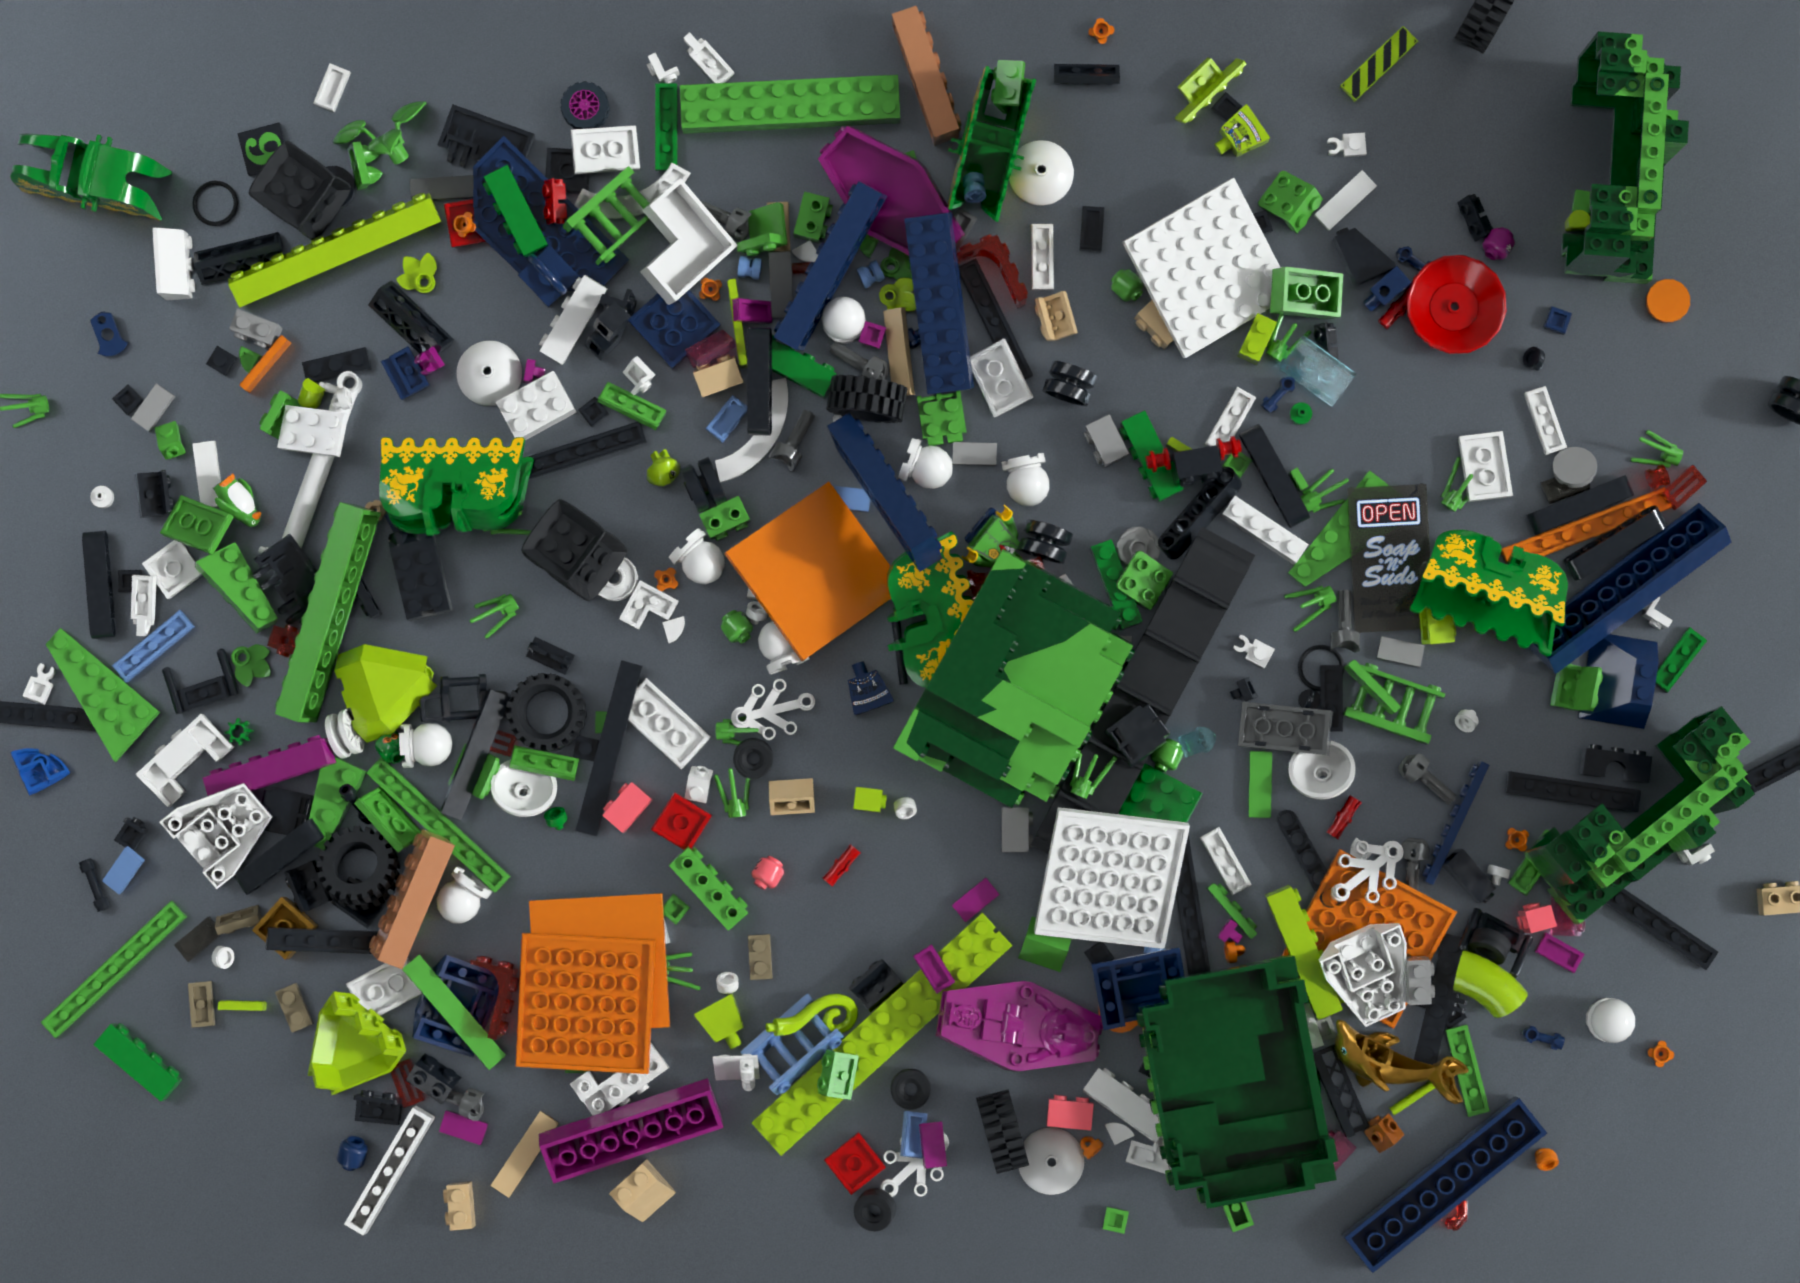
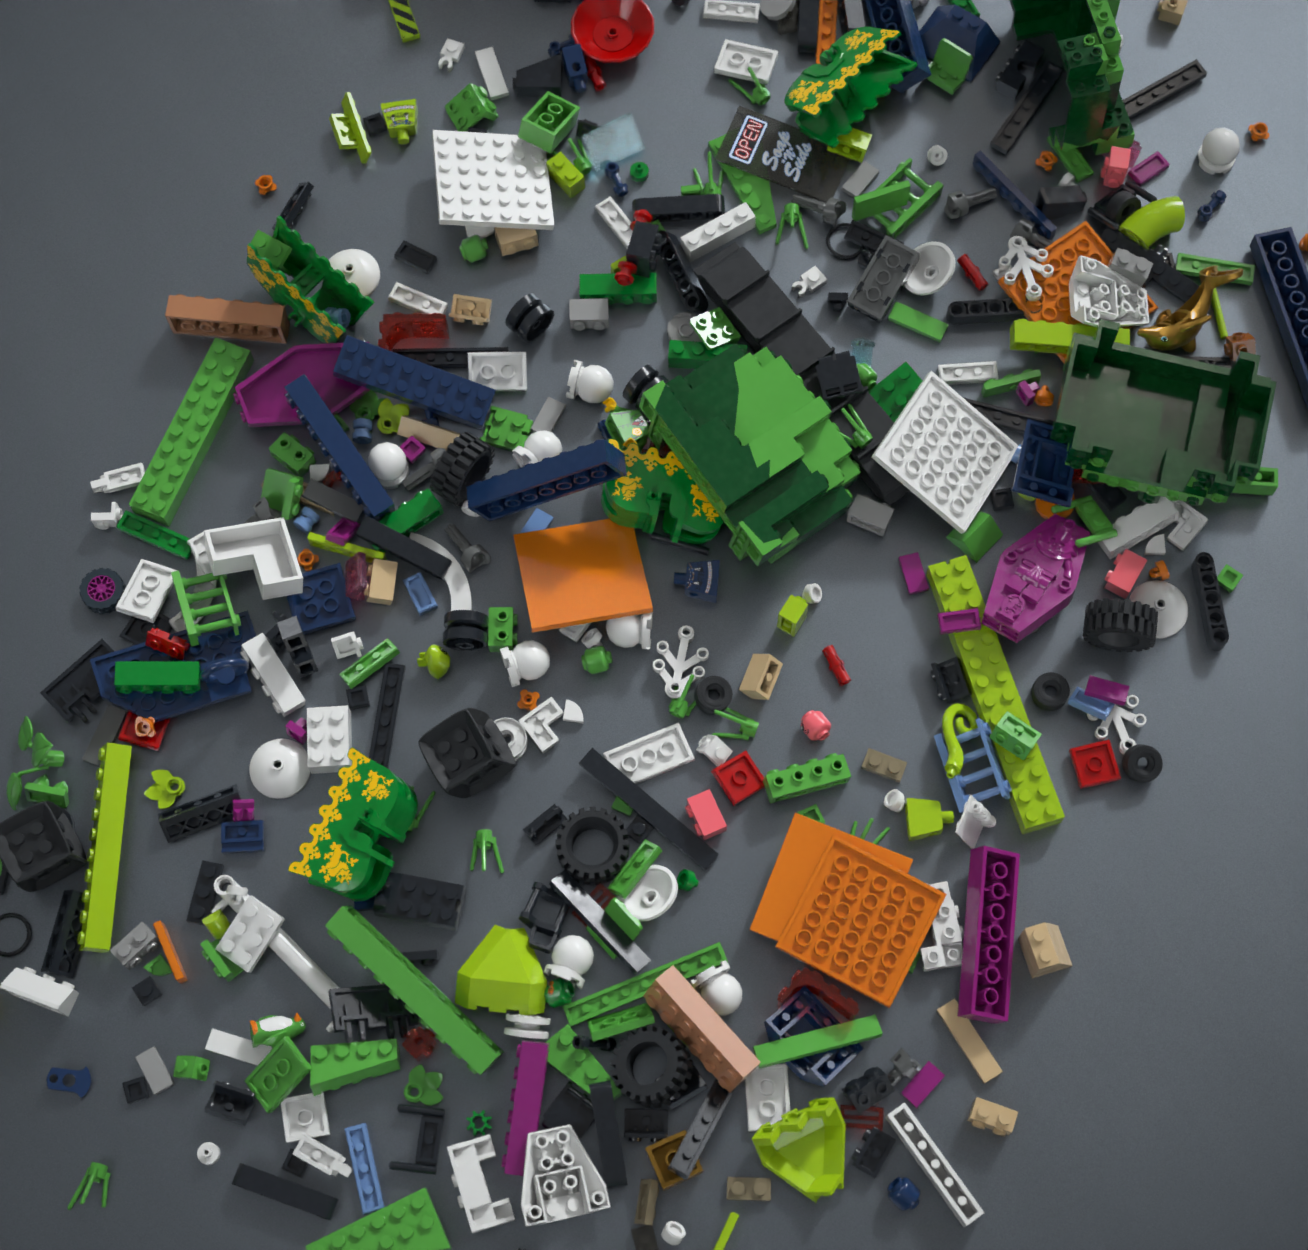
camera: 70 degrees left, 15 degrees down
(1086, 1200) = (1210, 610): none -> black beam
(1110, 1060) = (1092, 517): none -> bright green plate

